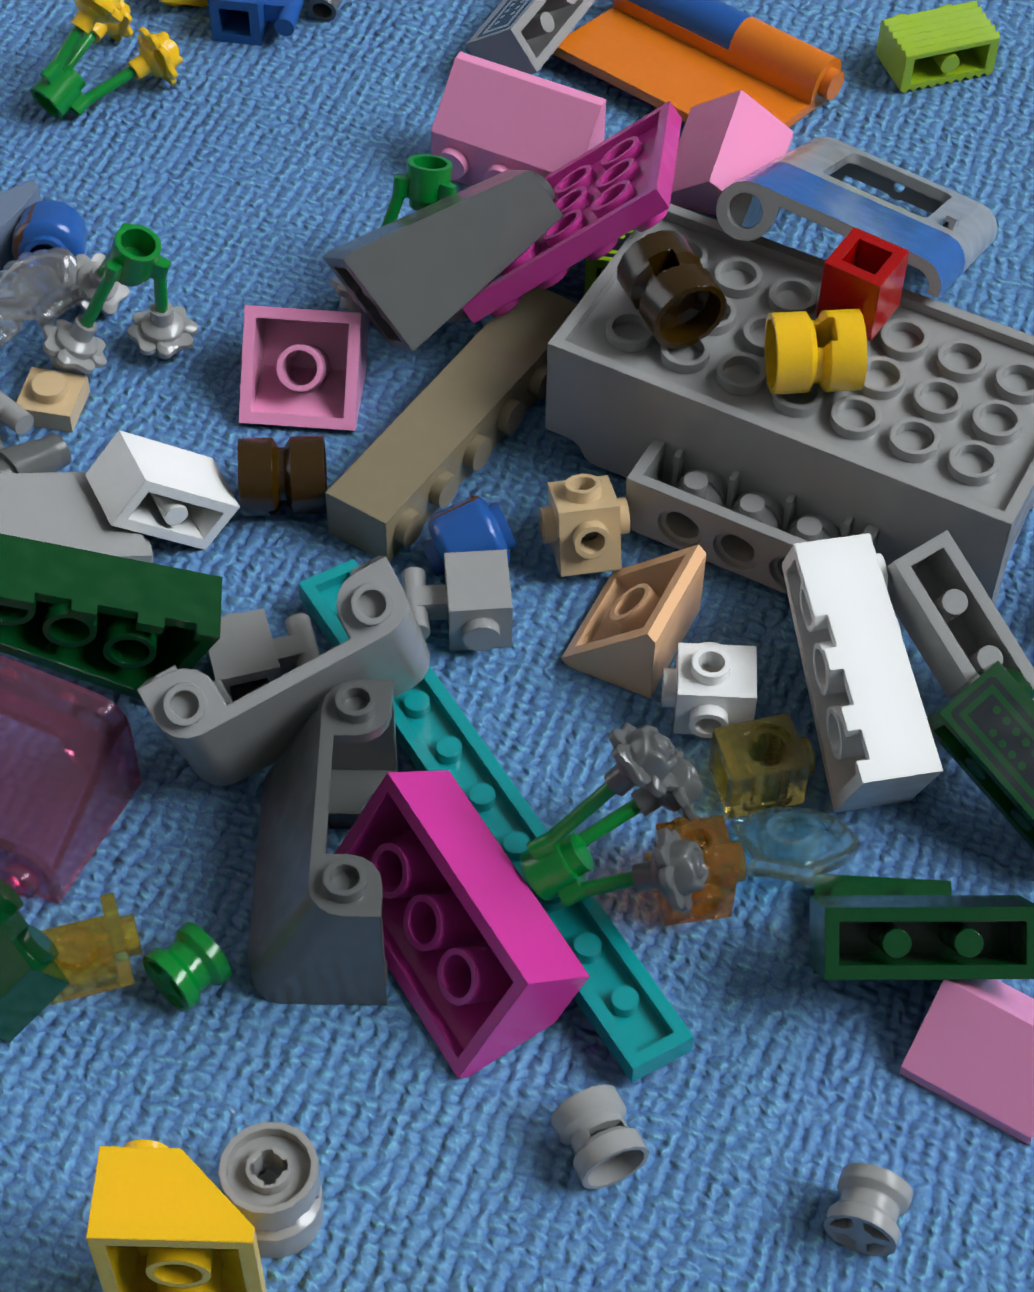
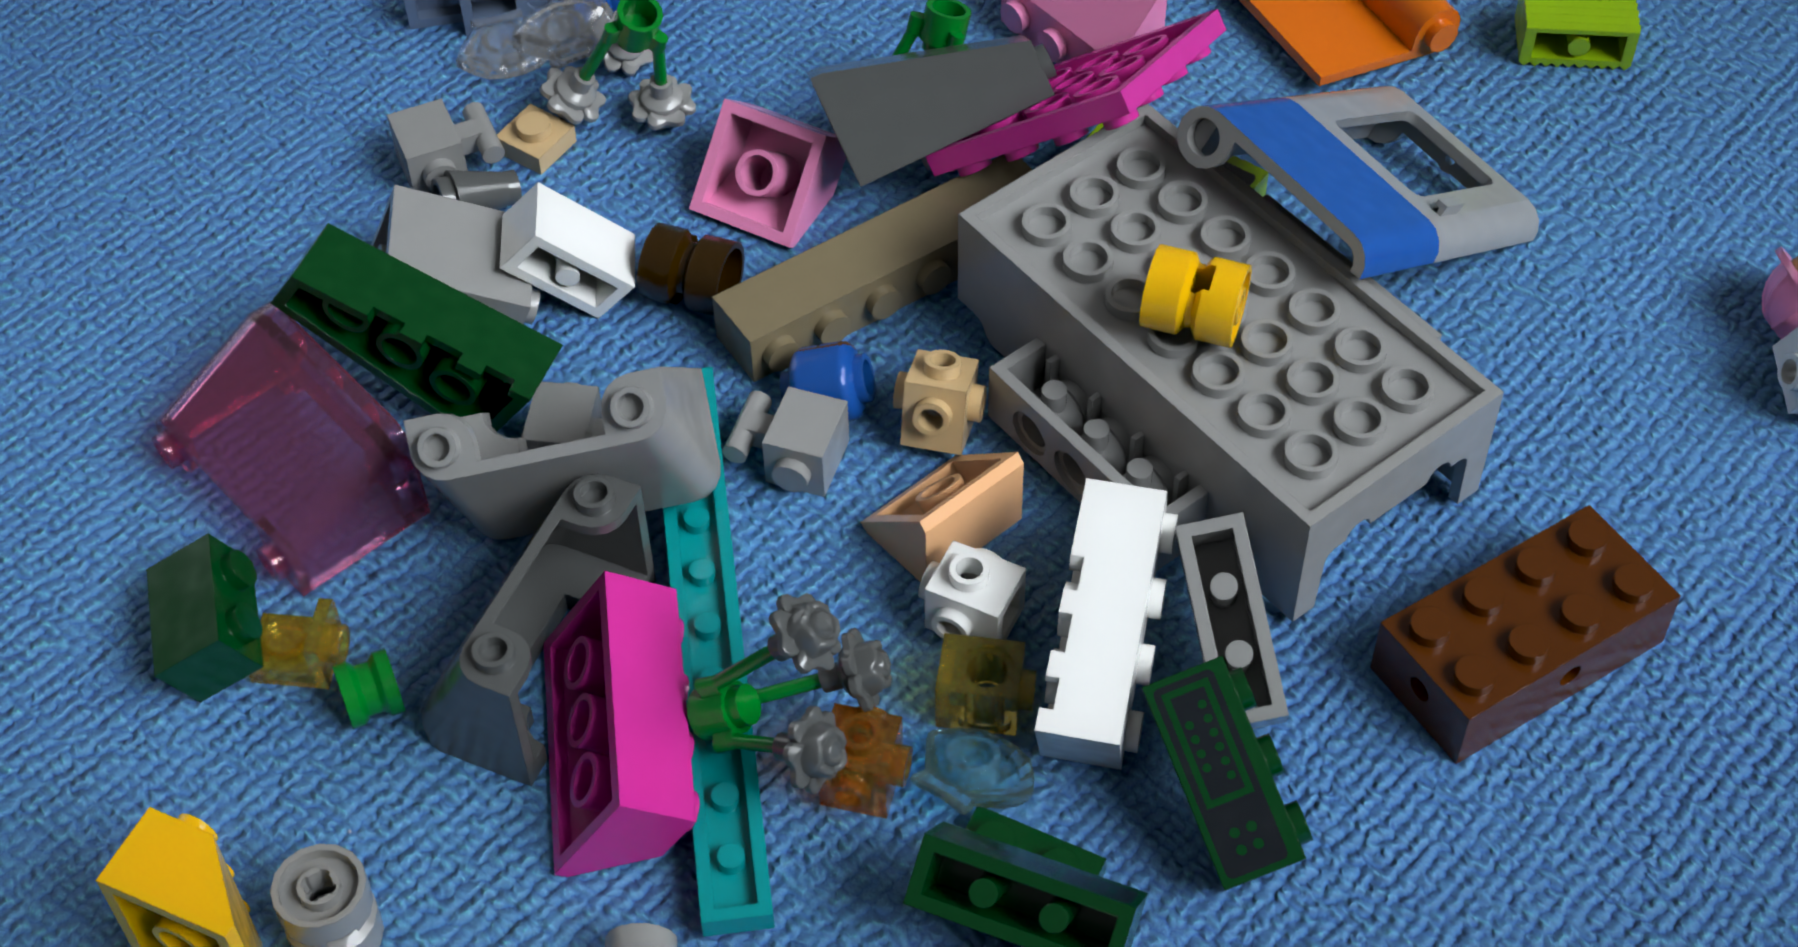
camera: 25 degrees right, 0 degrees up
(671, 289) = (1090, 194): dark brown wheel -> none
(722, 145) = (1291, 61): bright pink slope -> none
(864, 276) = (1281, 241): red brick -> none

